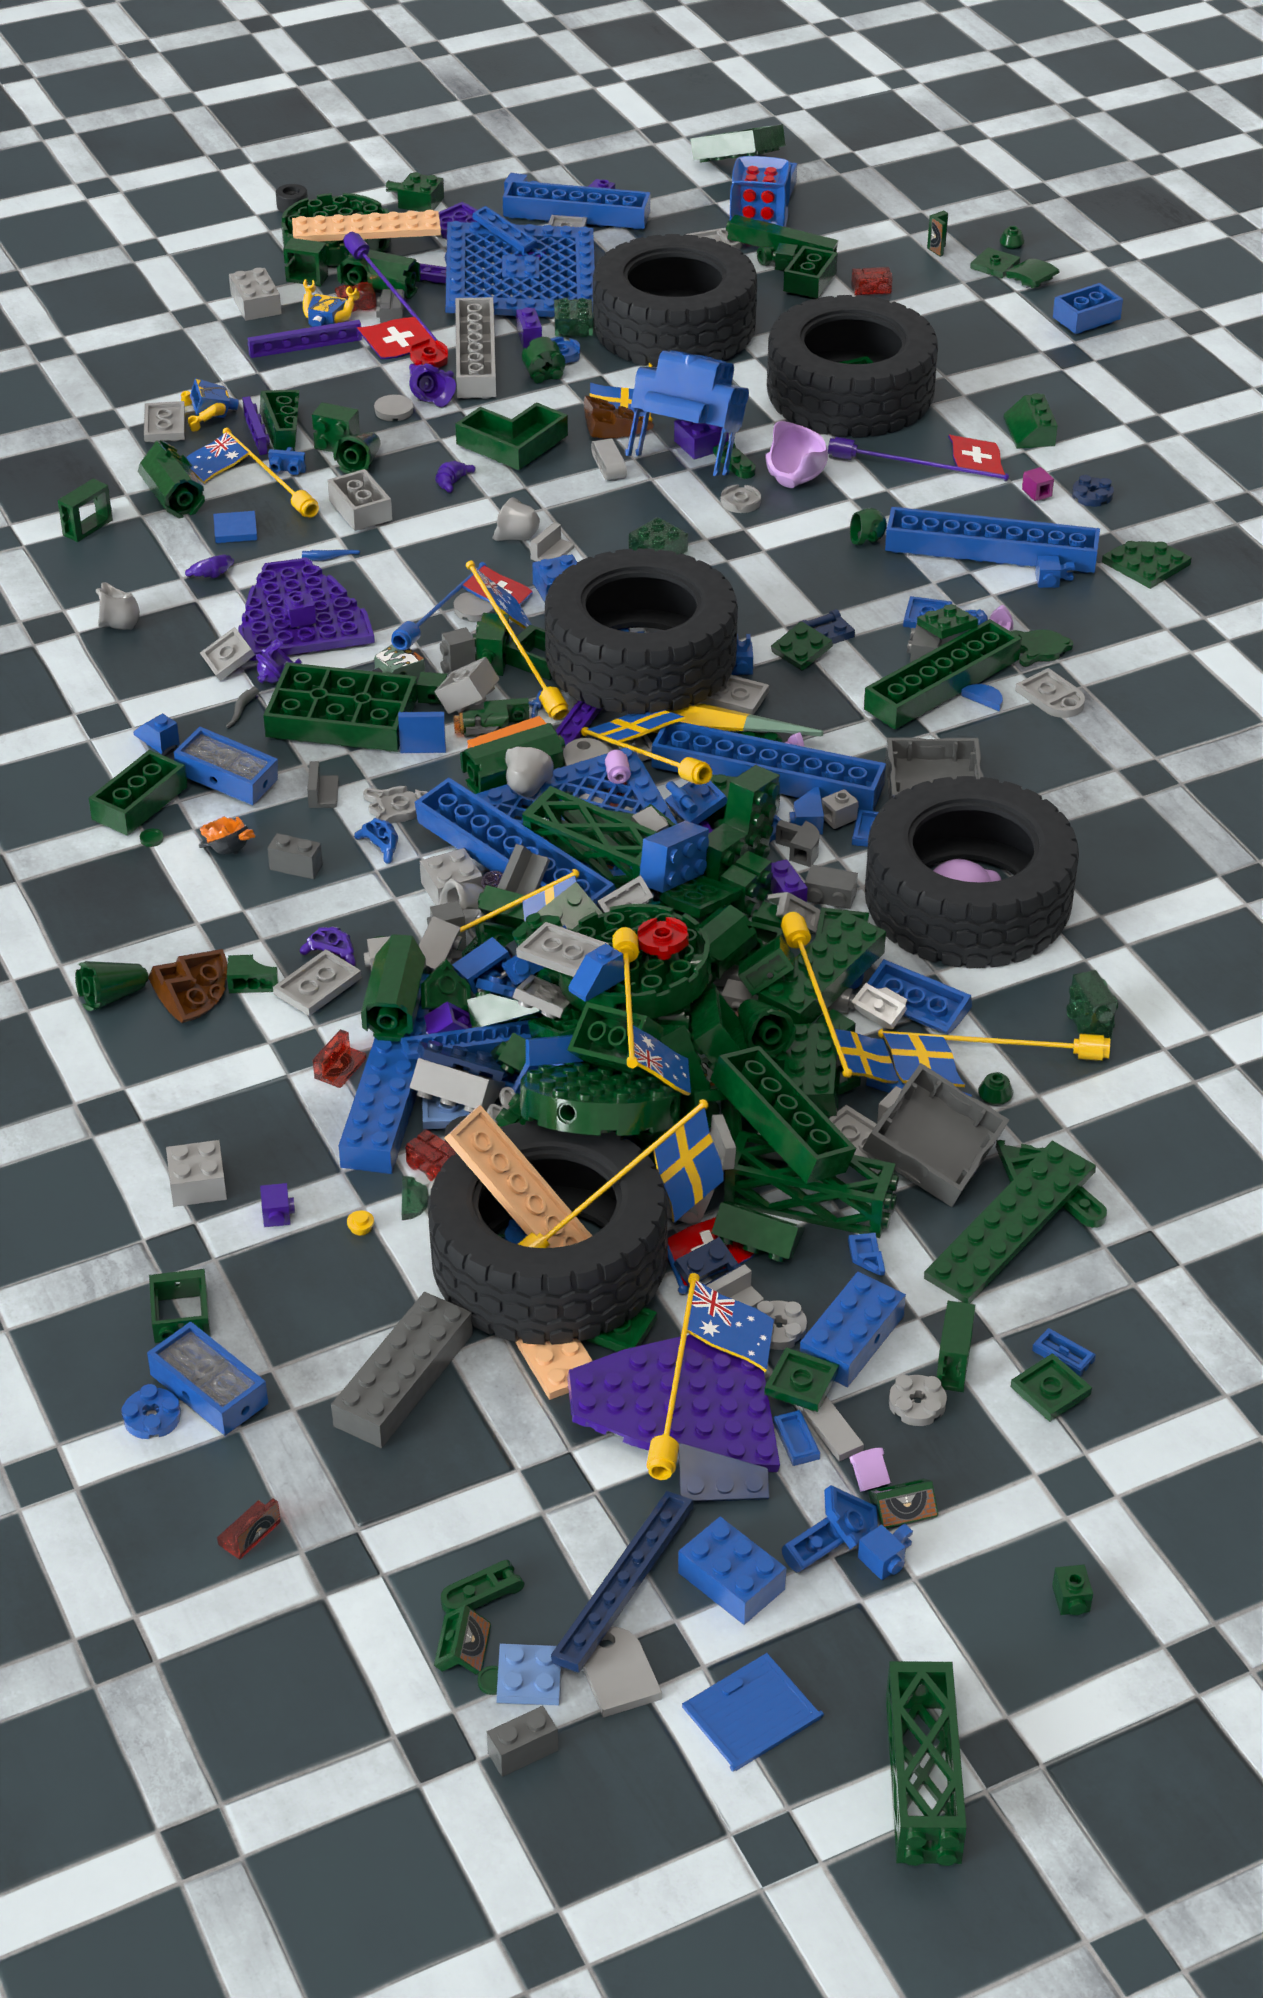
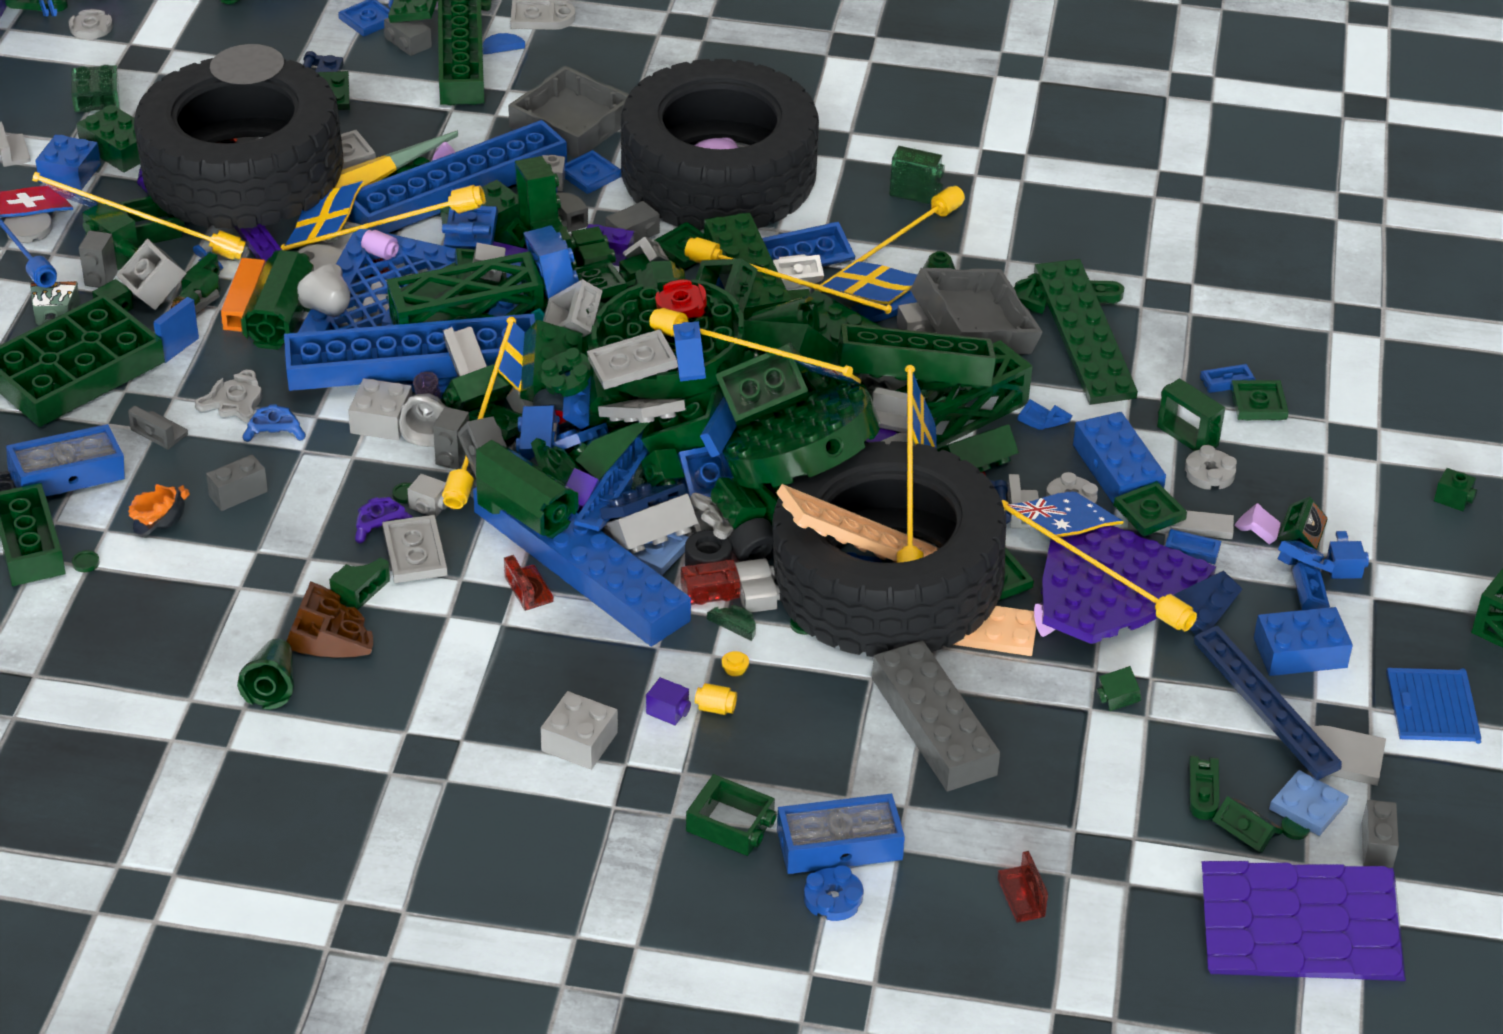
camera: 55 degrees left, 0 degrees up
(303, 1231) = (716, 699): none -> yellow brick
(364, 1734) = (1302, 920): none -> dark purple piece
(542, 1470) = (1119, 689): none -> dark green brick
(701, 574) = (246, 64): none -> flat silver sticker

